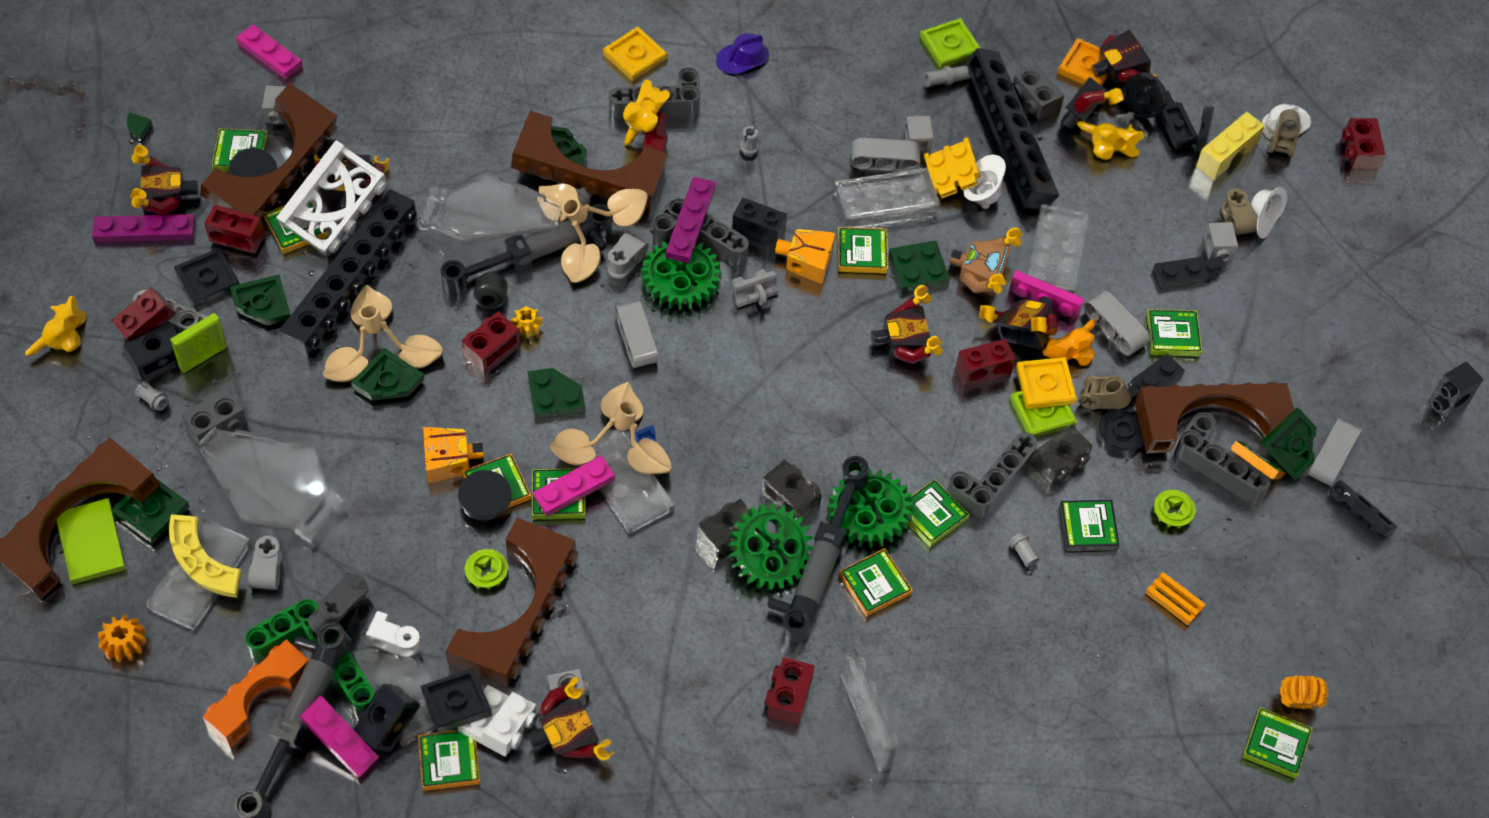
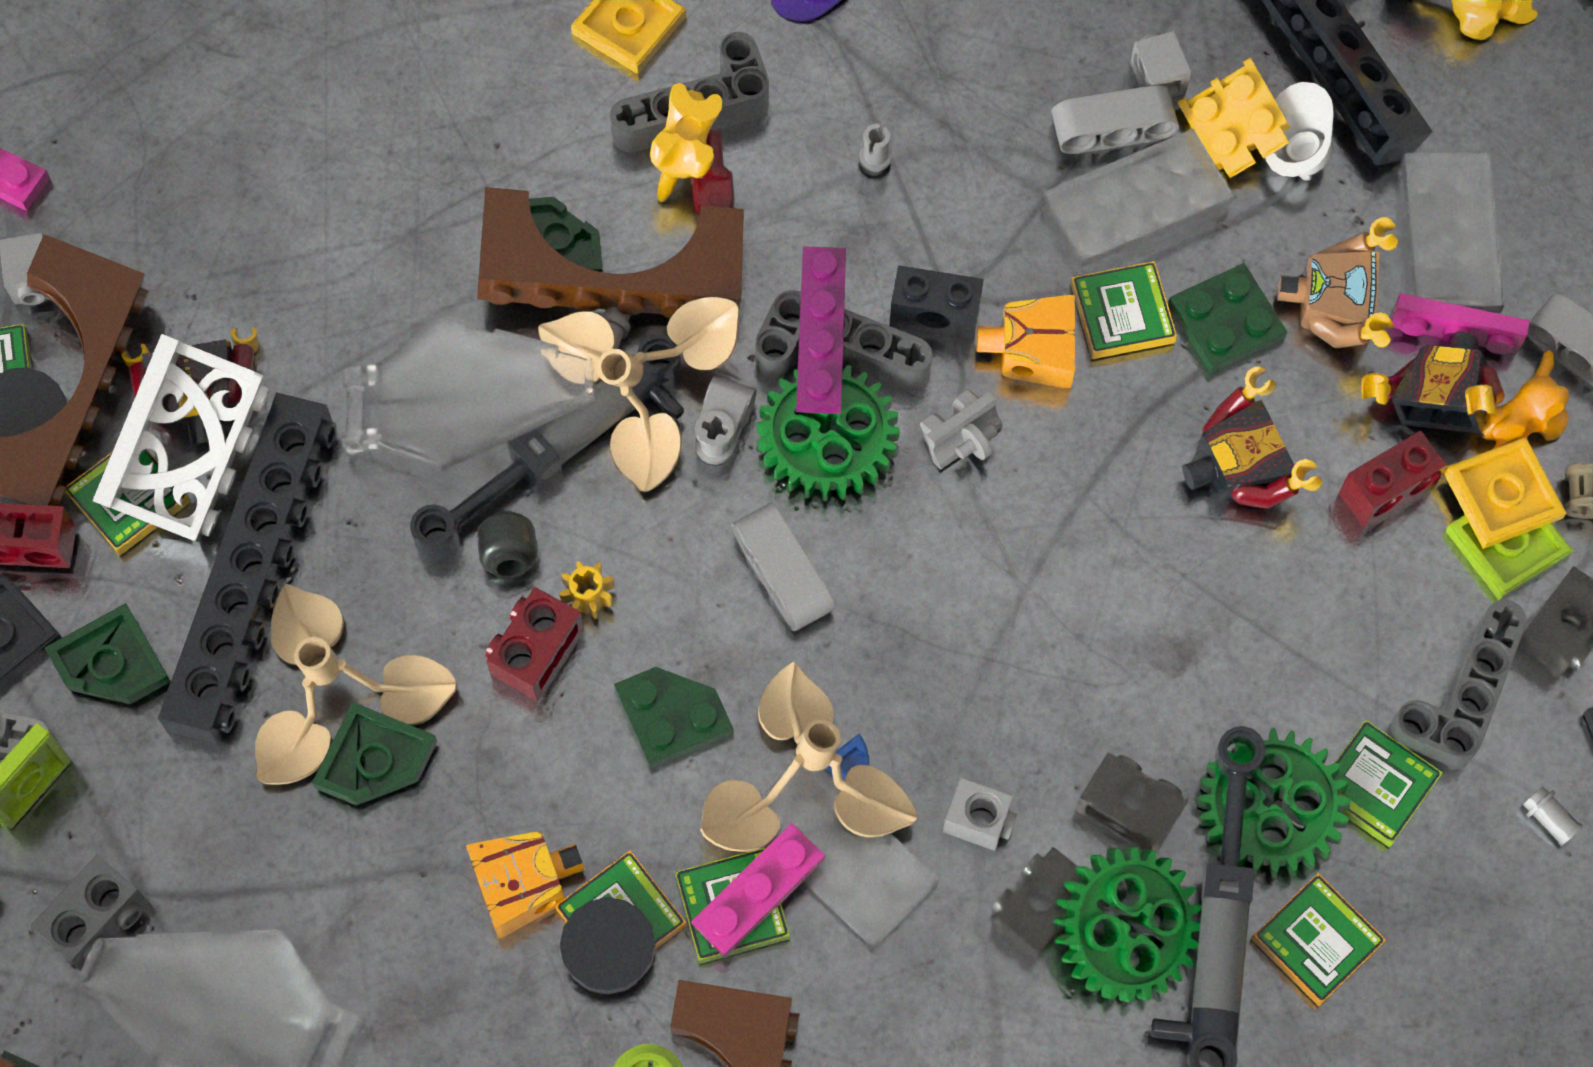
camera: 10 degrees left, 10 degrees up
(702, 468) = (972, 796): none -> light grey brick

